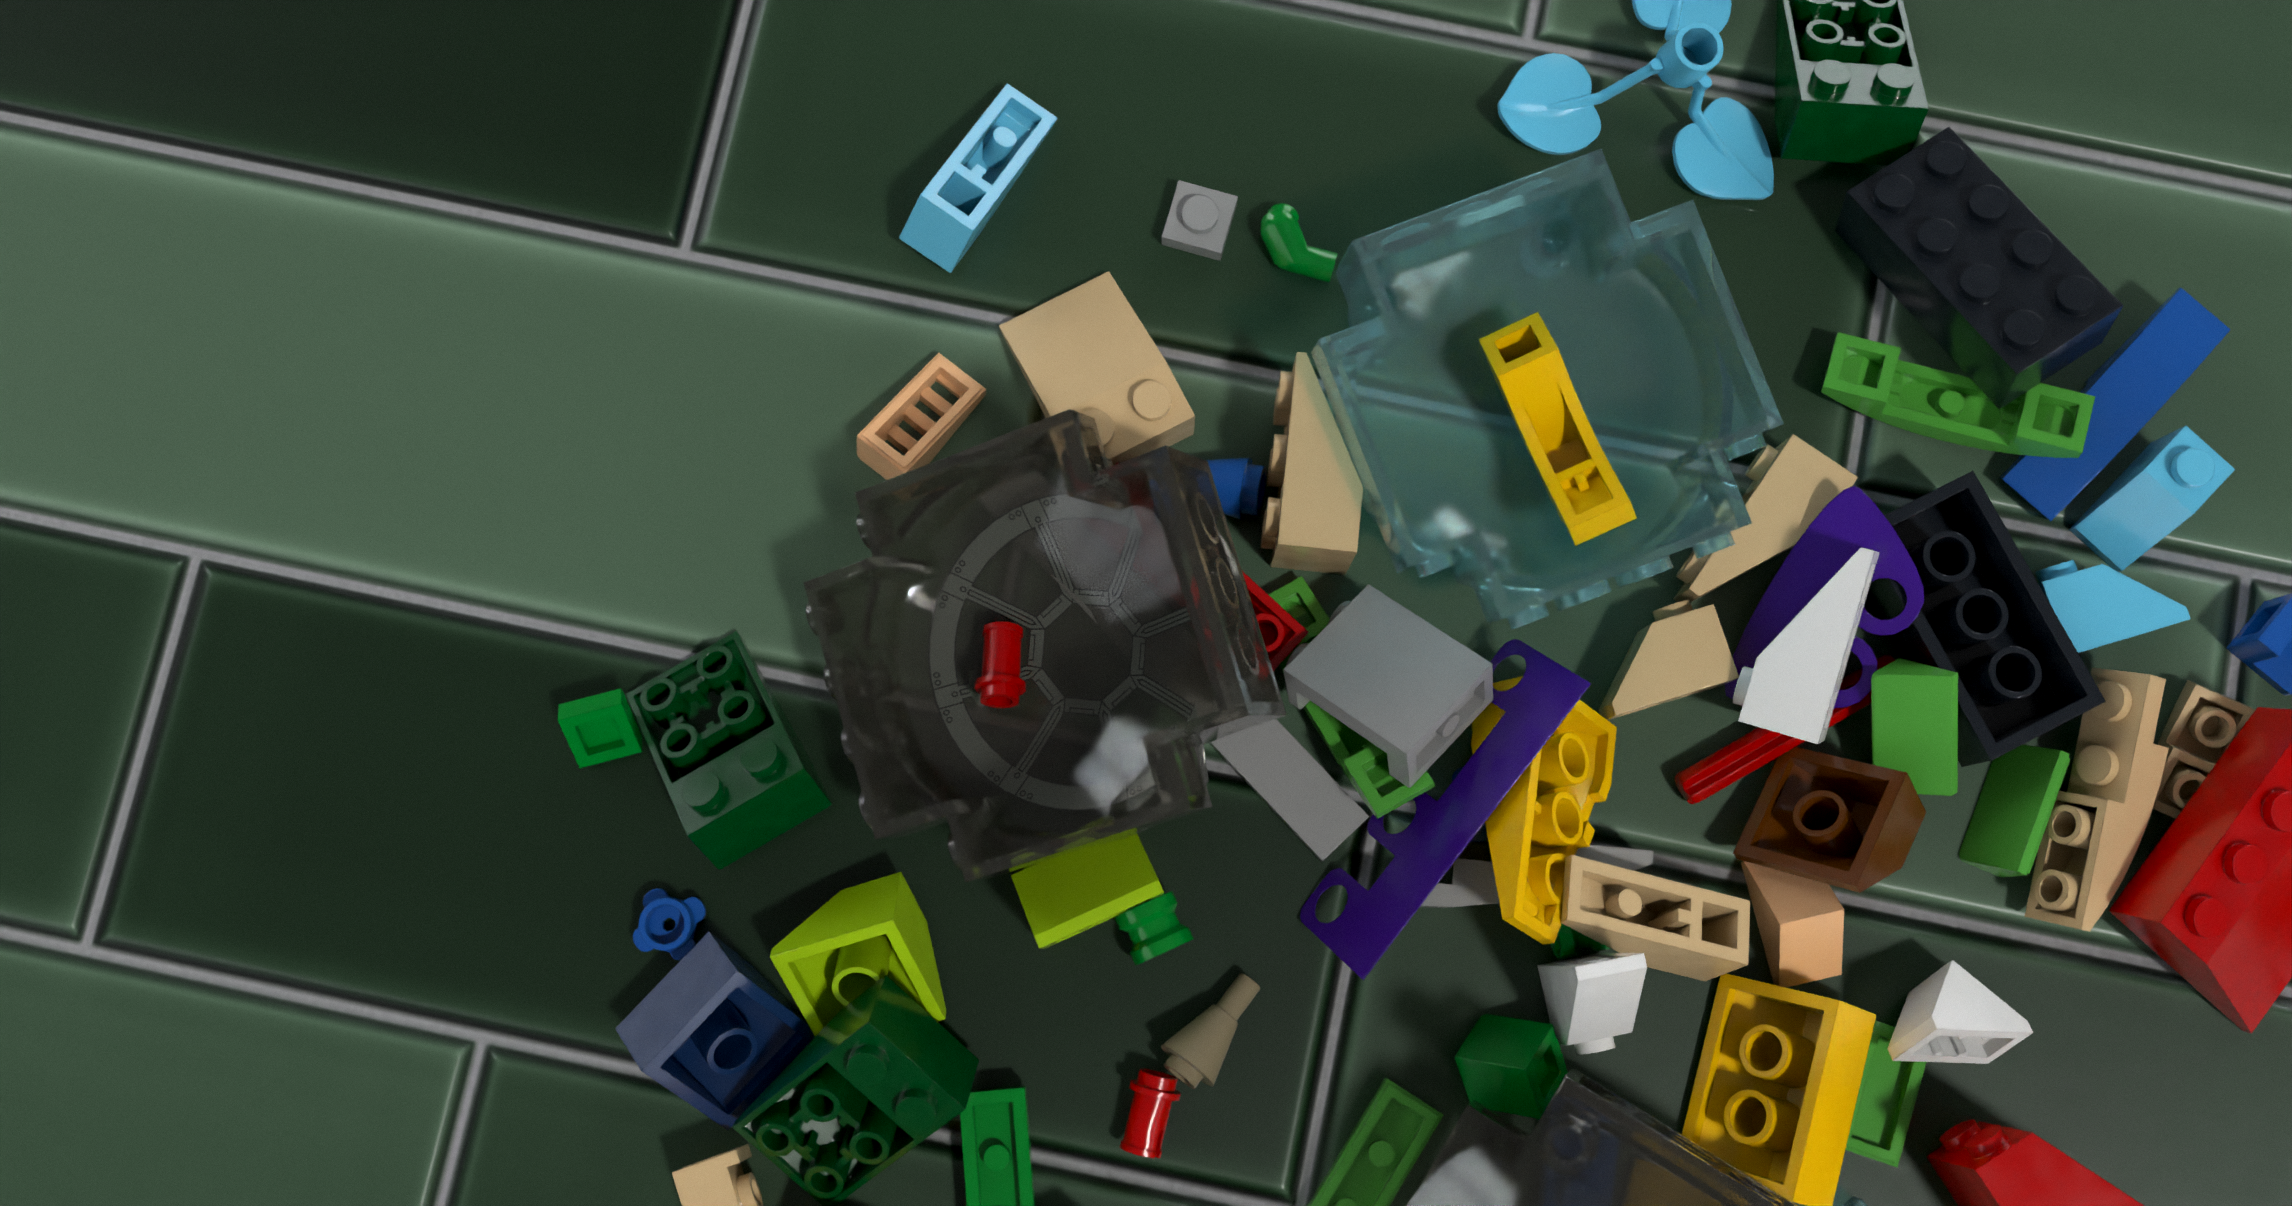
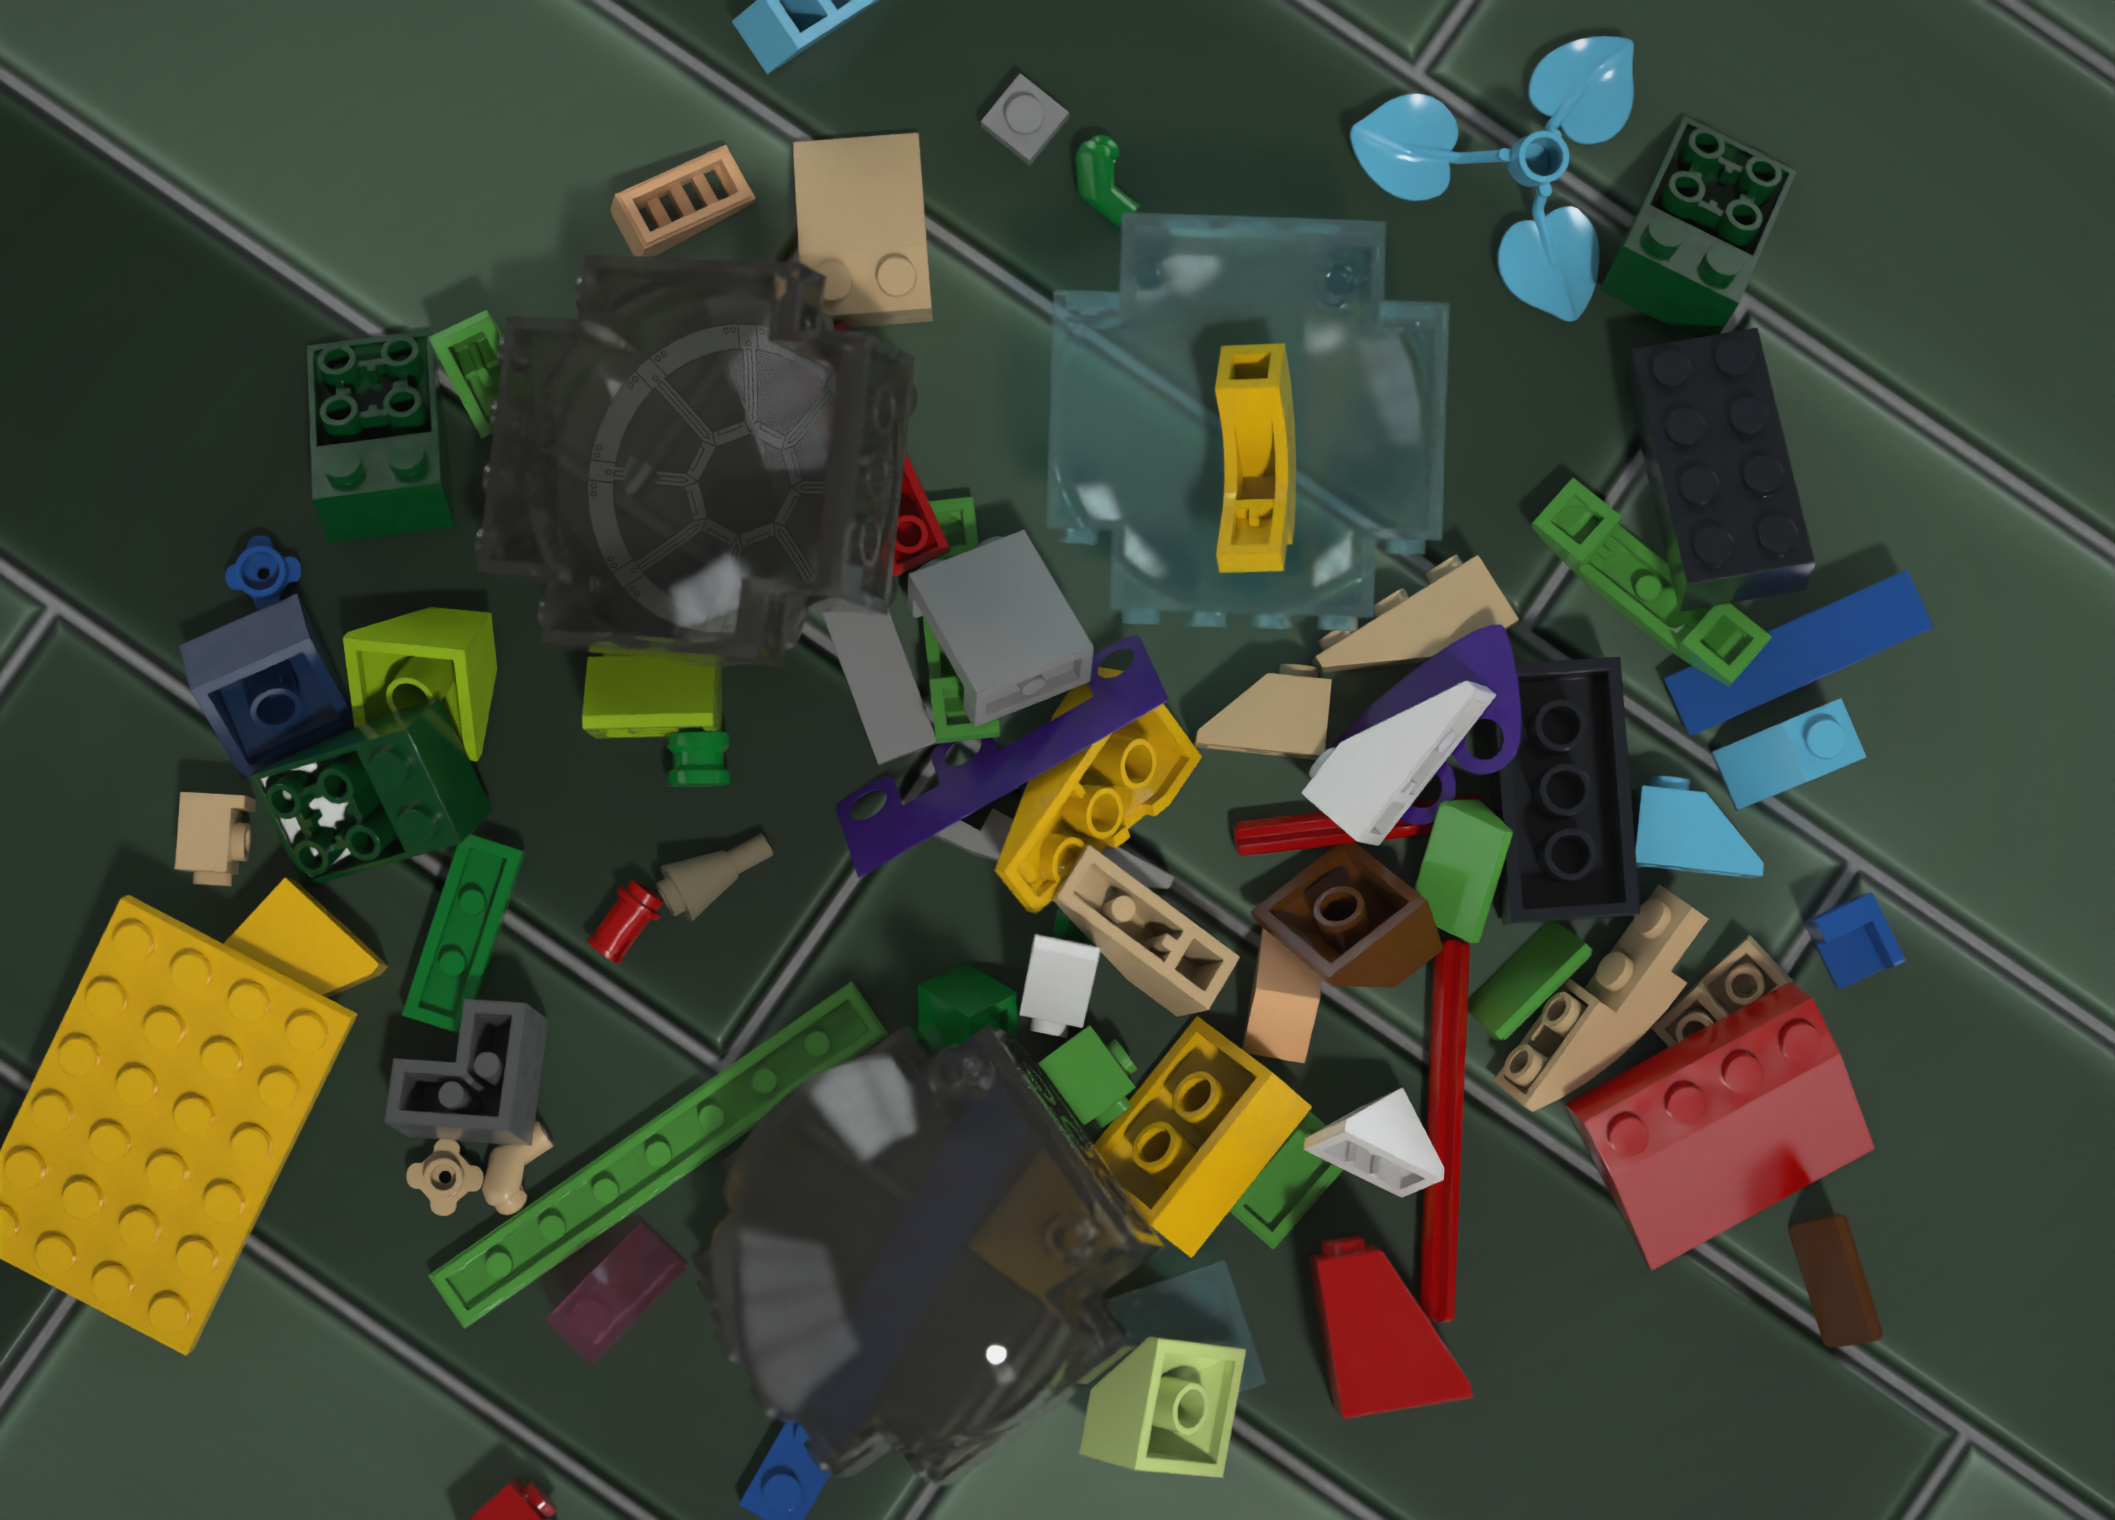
camera: 15 degrees right, 5 degrees up
(600, 728) = (271, 368): green plate -> none
(789, 646) = (472, 364): none -> bright green slope
(1001, 666) = (659, 463): red pin -> none
(1239, 486) = (943, 384): blue cone -> none
(1319, 492) = (1008, 433): tan slope -> none
(1654, 1074) = (1091, 1076): none -> bright green brick
(1997, 972) = (1445, 1129): none -> red axle

